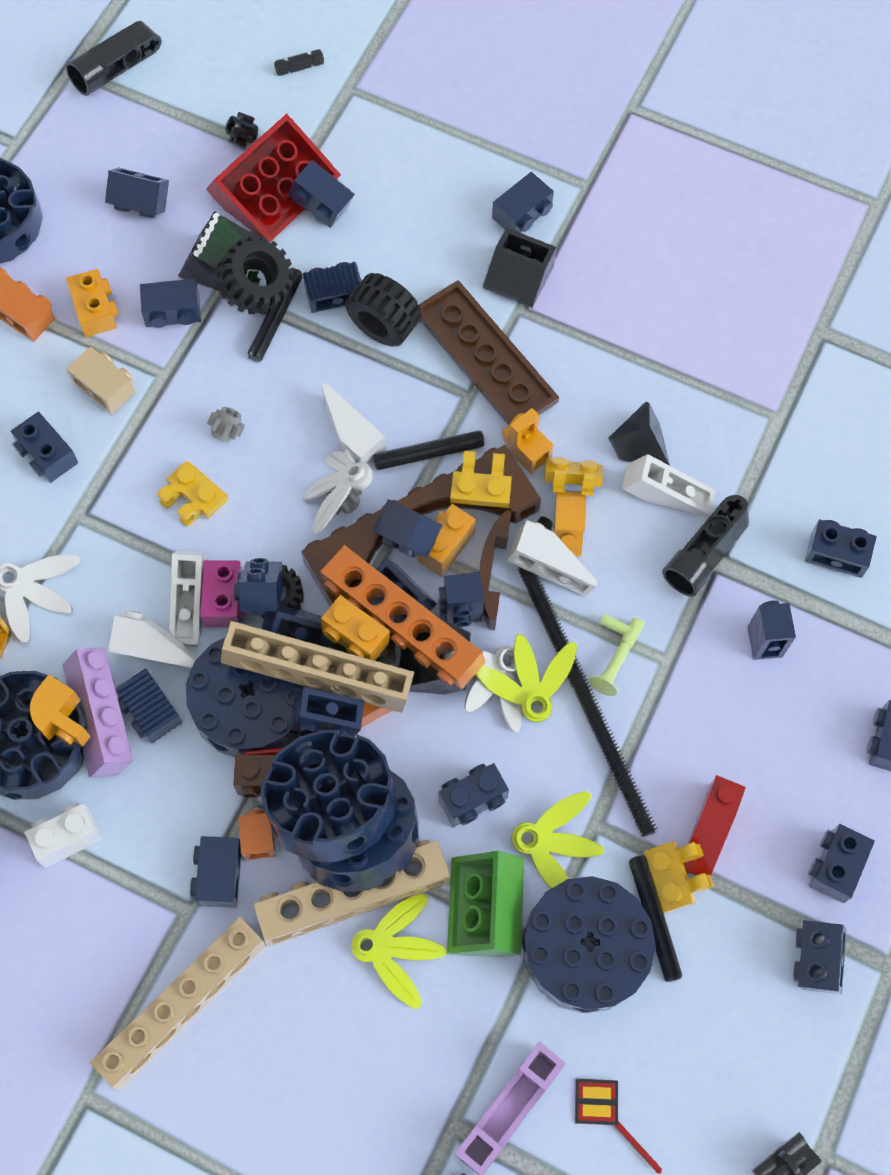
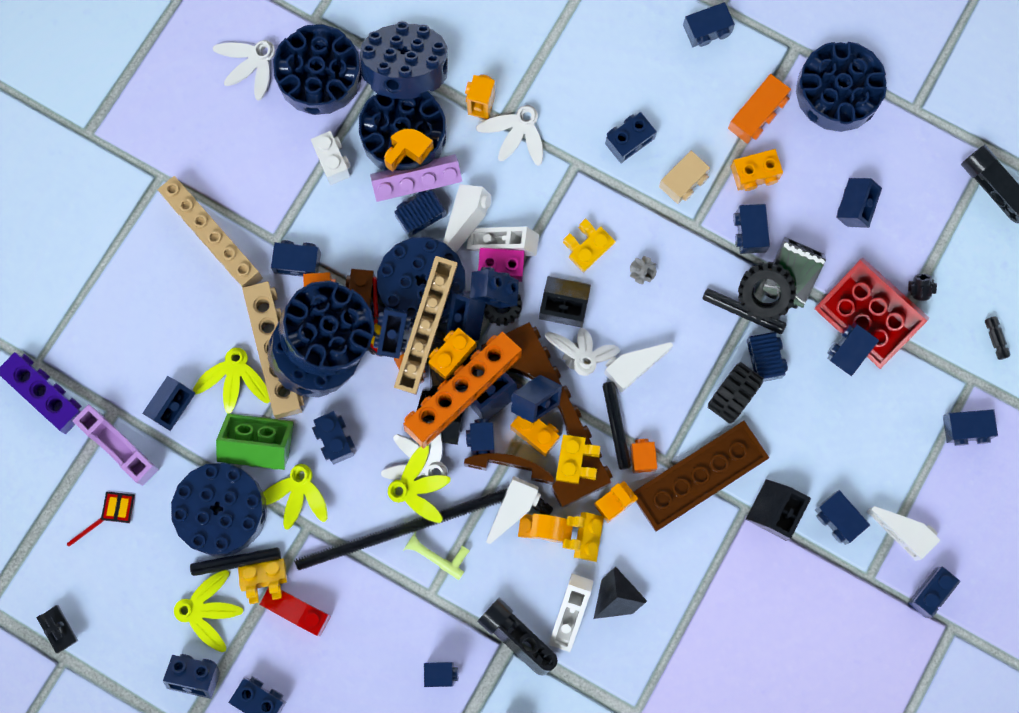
camera: 95 degrees right, 10 degrees up
(270, 513) = (564, 301): none -> black slope
(405, 85) = (970, 426): none -> dark blue brick
(441, 1034) = (169, 403): none -> dark blue brick
(467, 414) = (643, 456): none -> orange brick
(536, 139) = (910, 534): none -> white slope
(597, 117) = (934, 592): none -> dark blue brick
(727, 944) = (216, 610): none -> neon yellow plant

